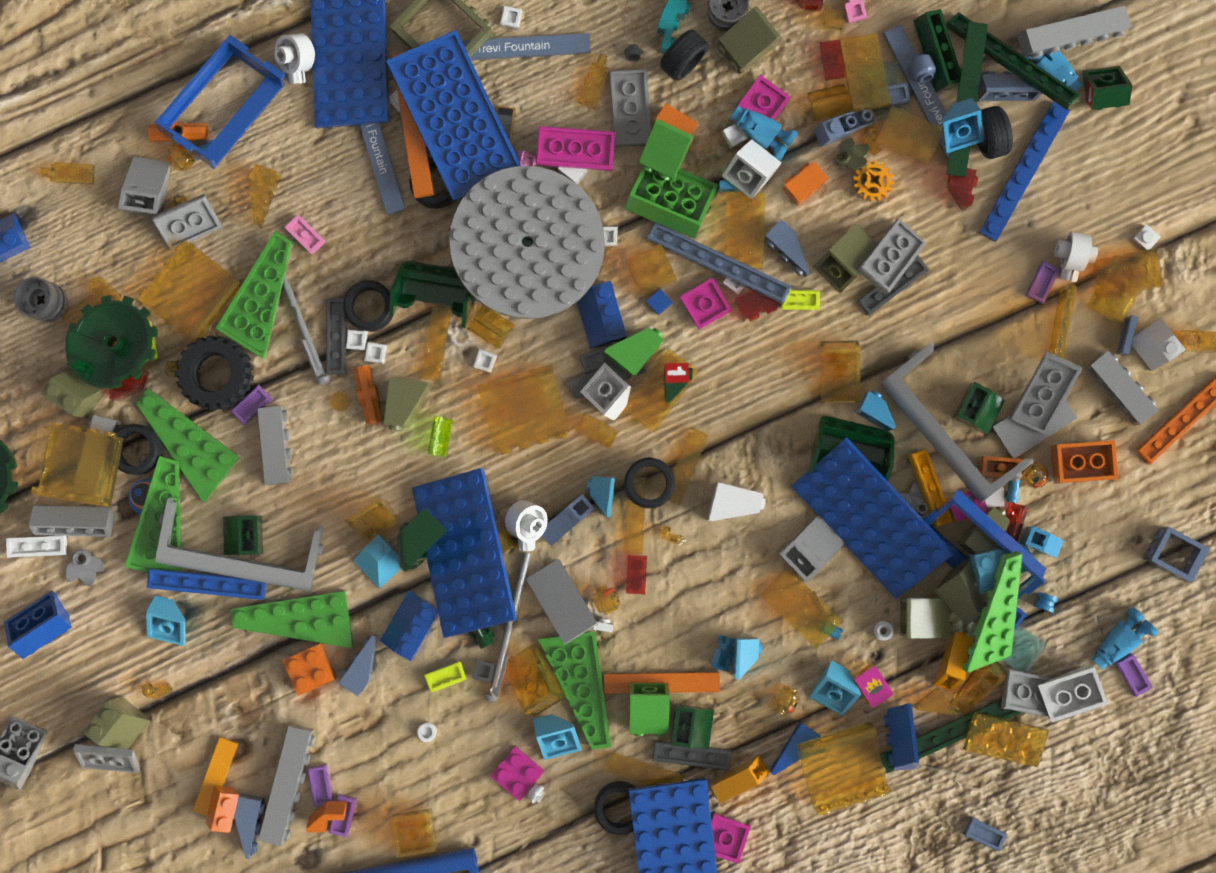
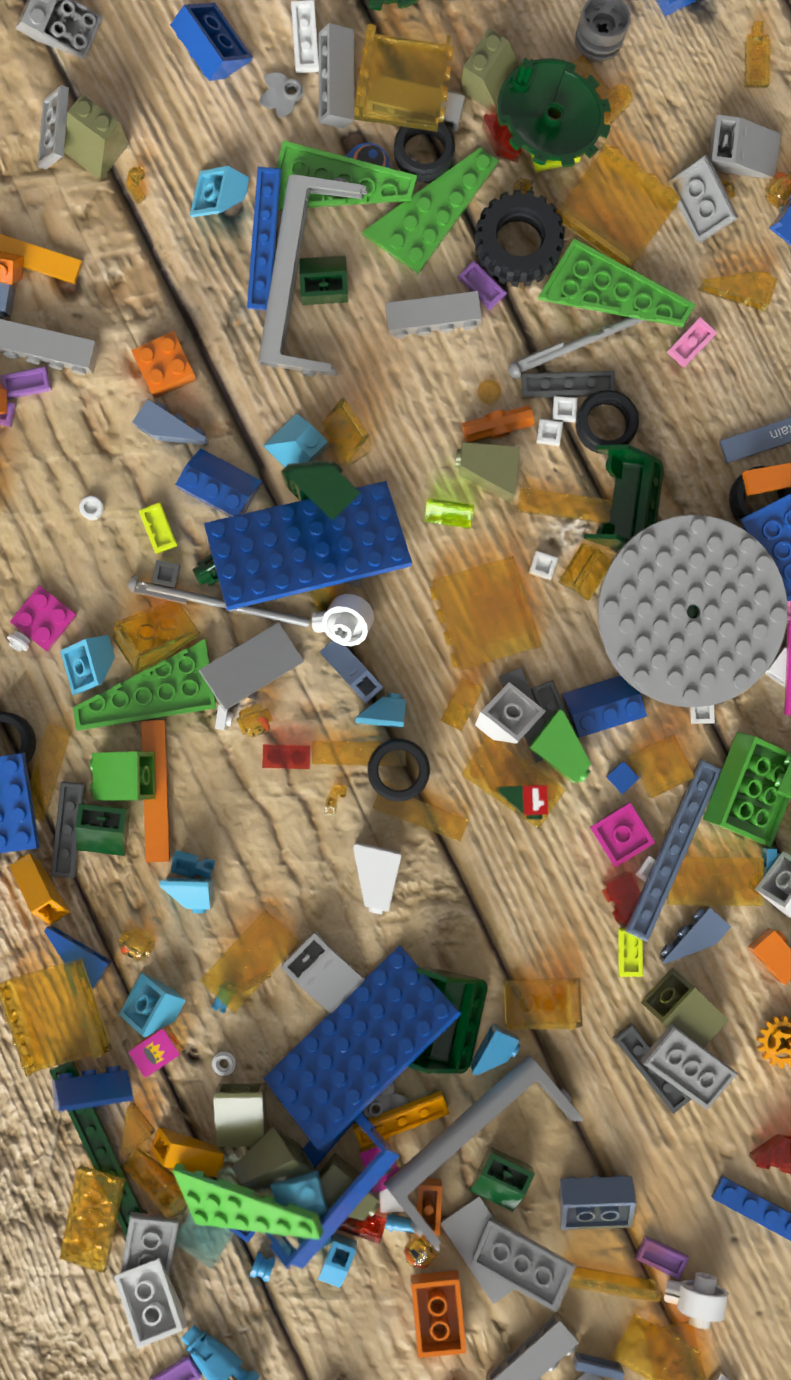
camera: 80 degrees right, 0 degrees up
(309, 618) = (225, 363): bright green wing -> none
(998, 333) = (596, 1202): none -> sand blue slope

